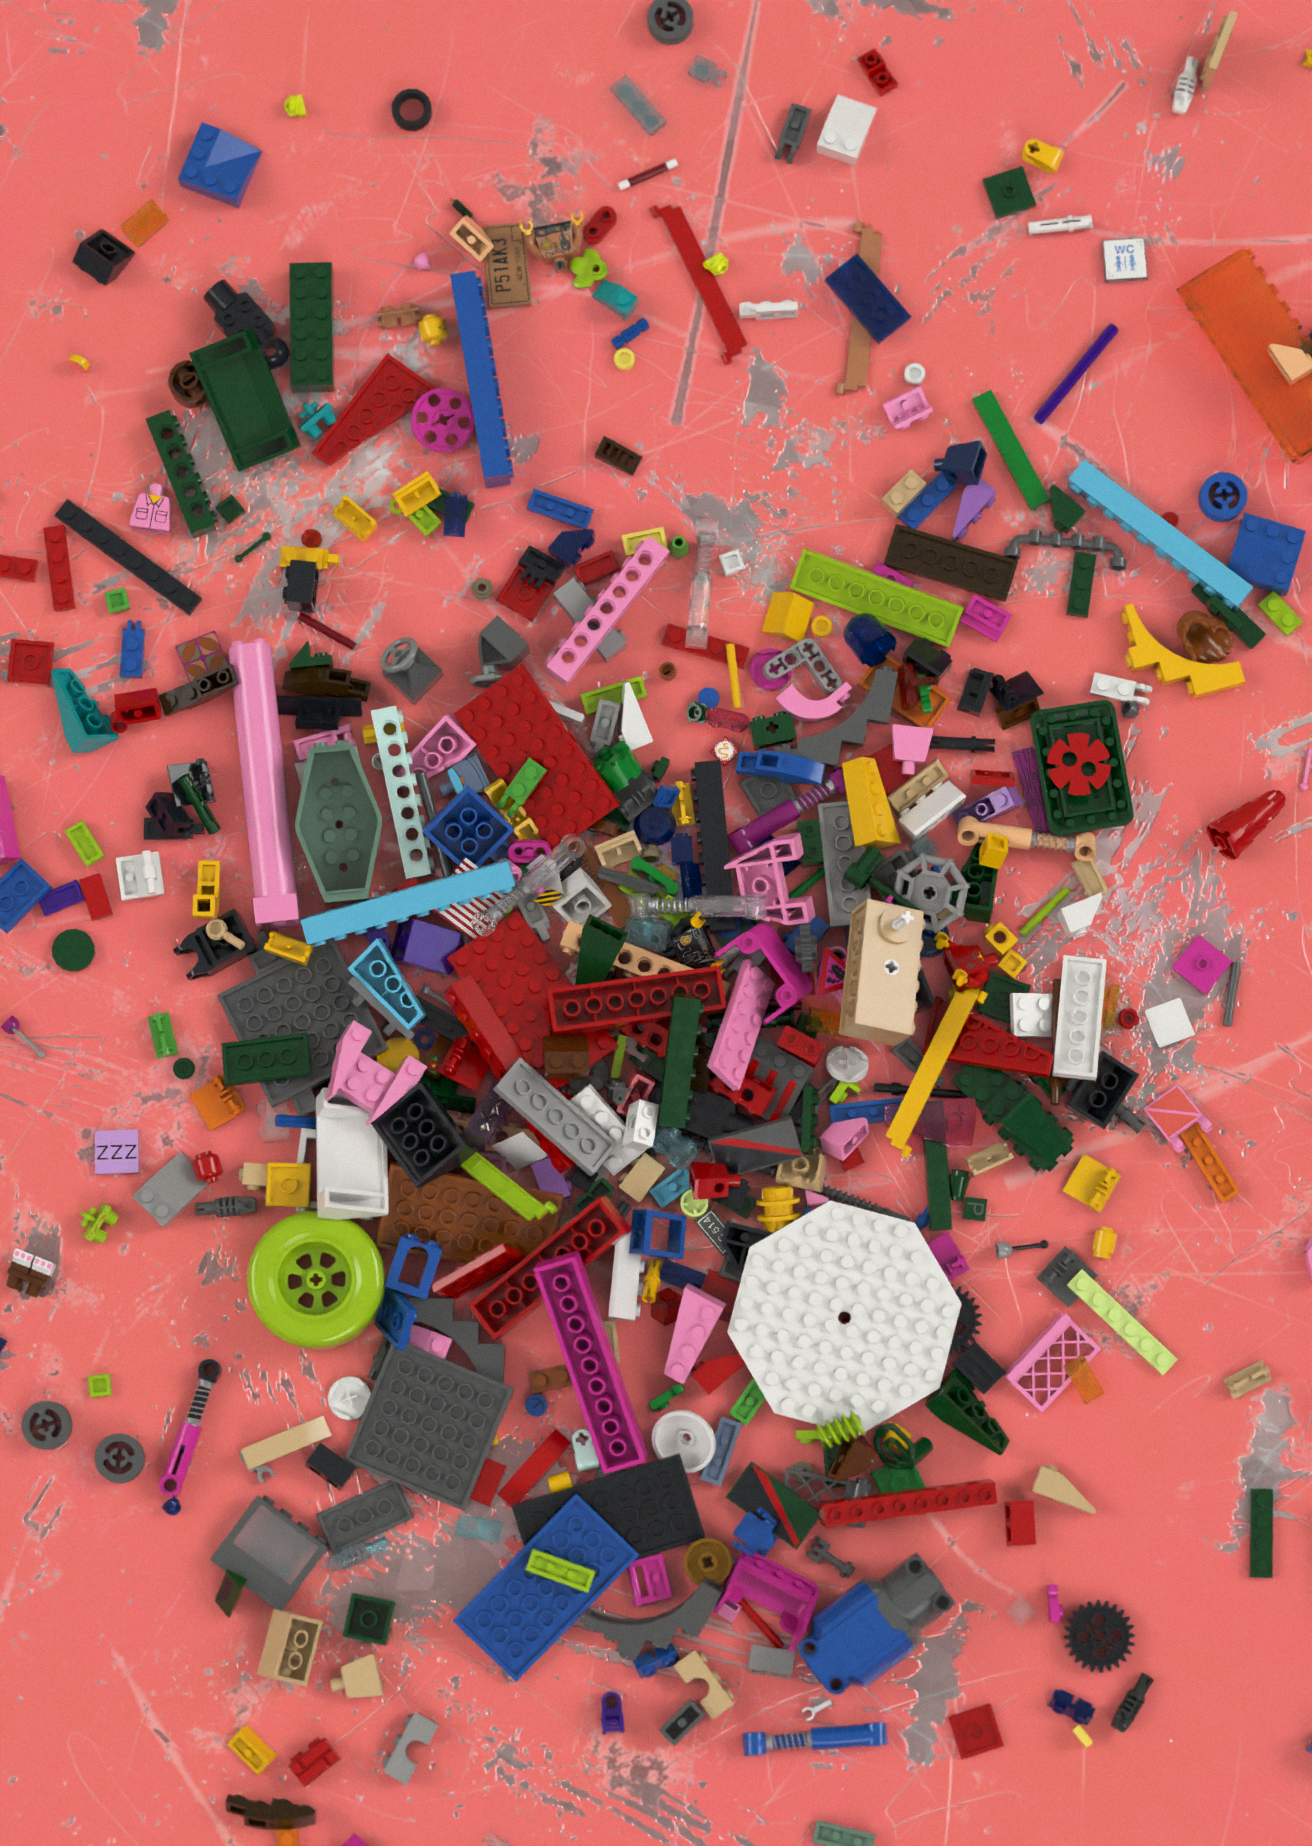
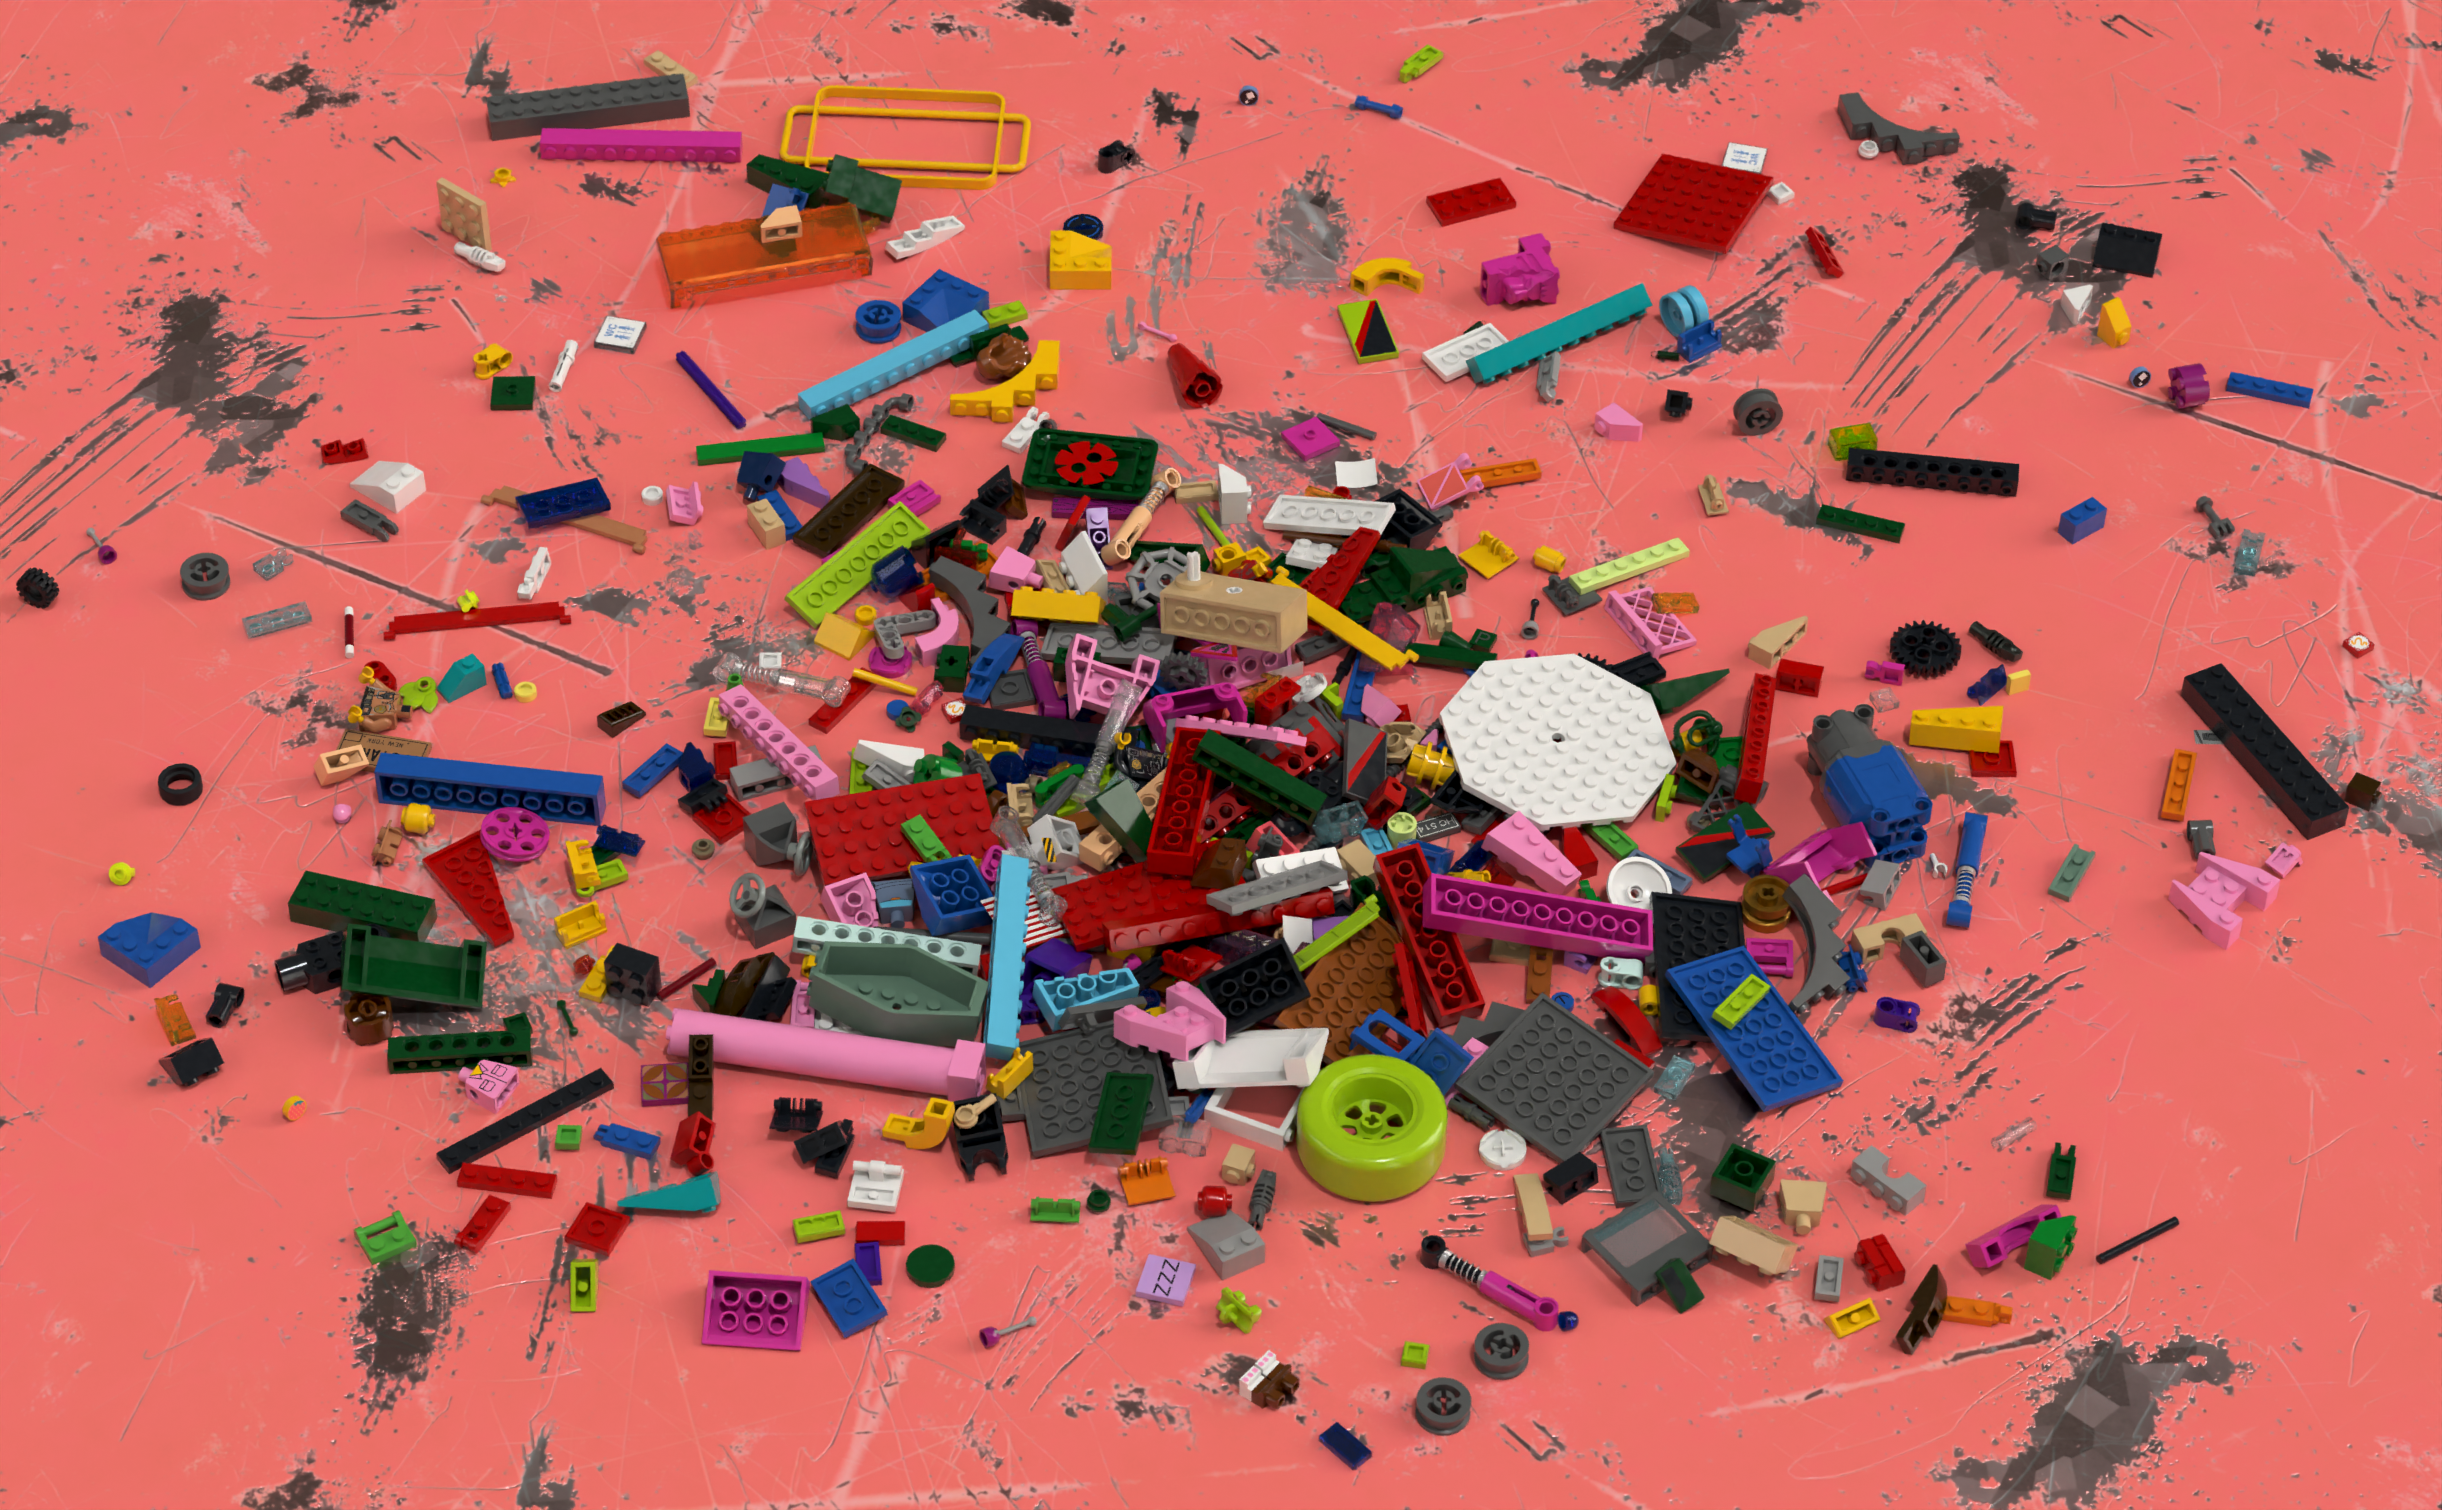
camera: 75 degrees left, 35 degrees down
(180, 256) = (225, 1000): none -> black piece
(194, 795) = (813, 1112): dark green pin -> none
(285, 1720) = (1829, 1278): none -> light grey plate
(288, 1185) = (1261, 1130): yellow tile -> none
(324, 413) = (457, 929): teal hips -> none
(461, 208) = (303, 774): dark green piece -> none
(640, 1125) = (1298, 836): white brick -> none
(666, 668) = (855, 725): dark orange hinge -> none
(666, 796) = (984, 748): blue tile -> none
(809, 1120) = (1337, 717): dark green plate -> none
(840, 1429) = (1668, 763): lime piece -> none
(846, 1569) = (1783, 827): dark grey hinge -> none
(852, 670) = (919, 597): none -> red slope
(993, 850) = (1144, 532): yellow brick -> none
(995, 1696) = (1958, 728): none -> yellow wedge

